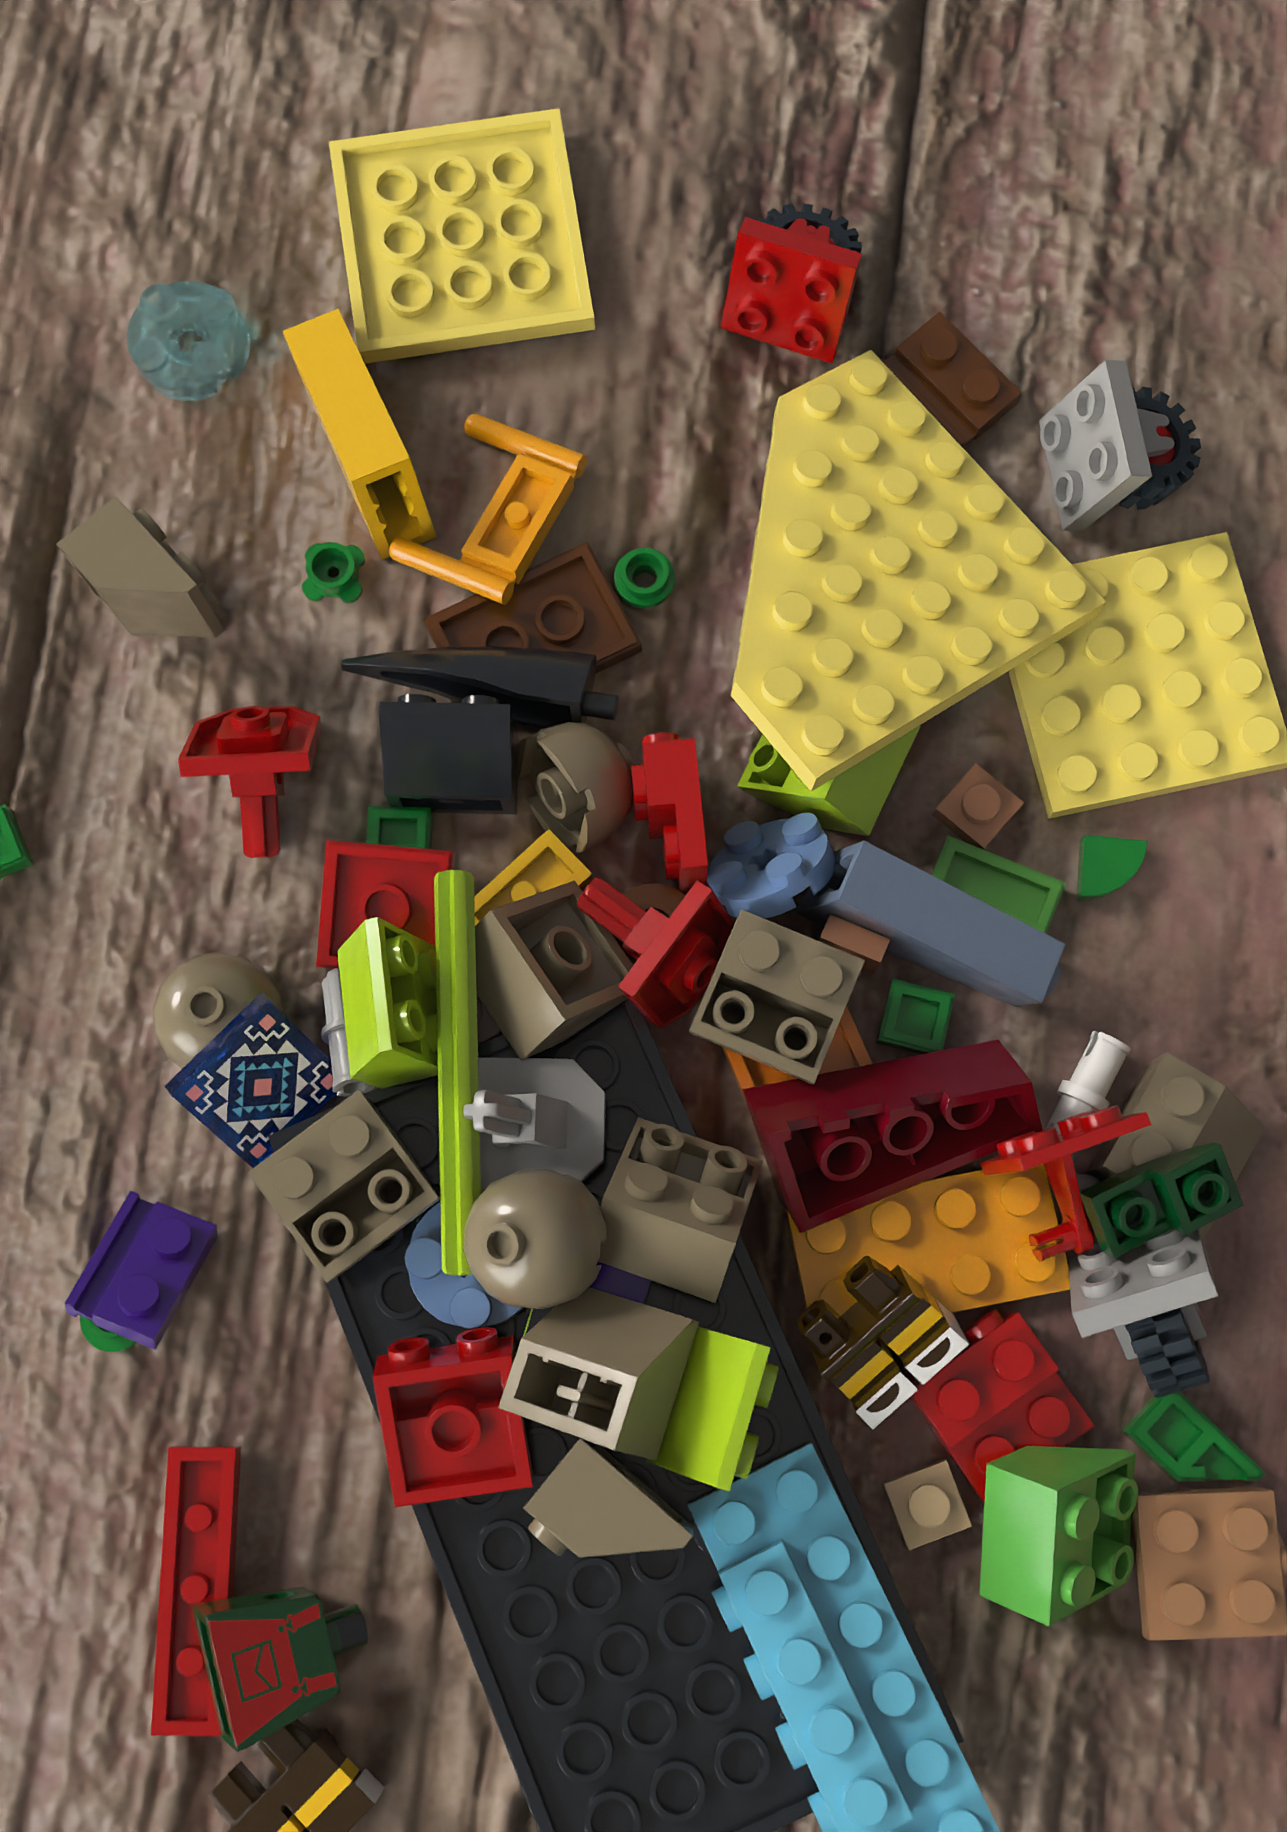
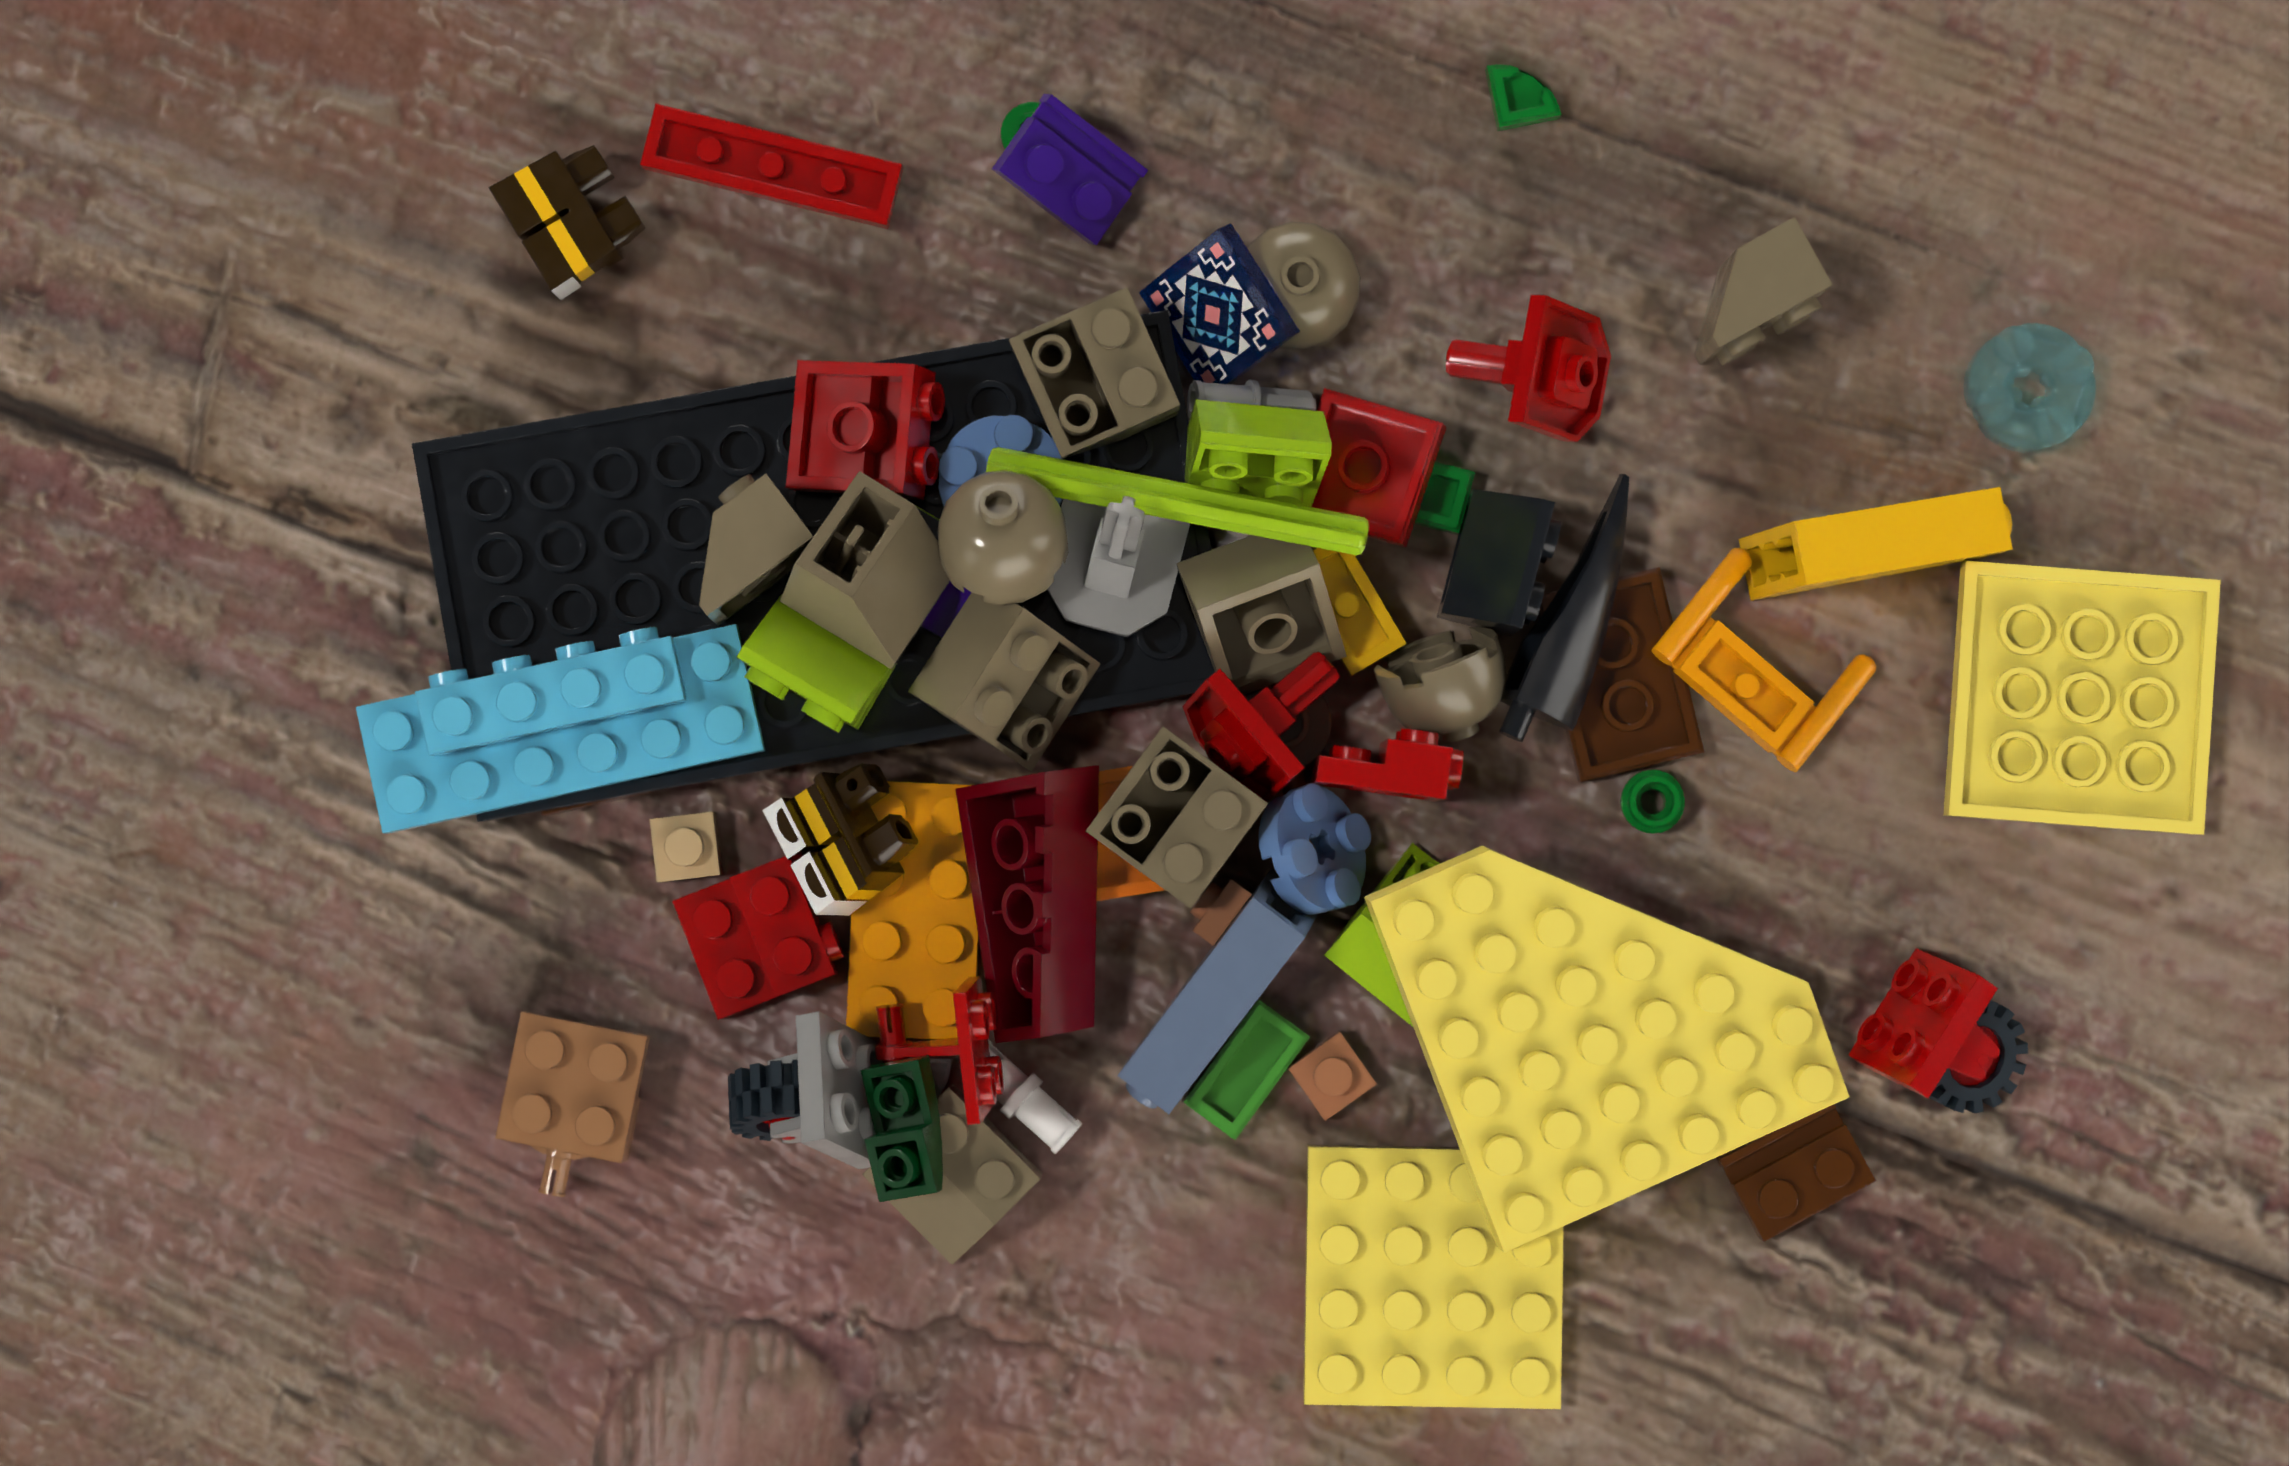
camera: 100 degrees right, 10 degrees up
(272, 1658) = (695, 224): torso -> none
(332, 555) = (1749, 481): green plate -> none
(915, 1018) = (1137, 957): green tile -> none
(1057, 1529) = (636, 956): bright green slope -> none
(1106, 864) = (1244, 1187): green tile -> none
(1114, 447) = (1672, 1317): light grey plate -> none
(1187, 1442) = (681, 1104): green tile -> none

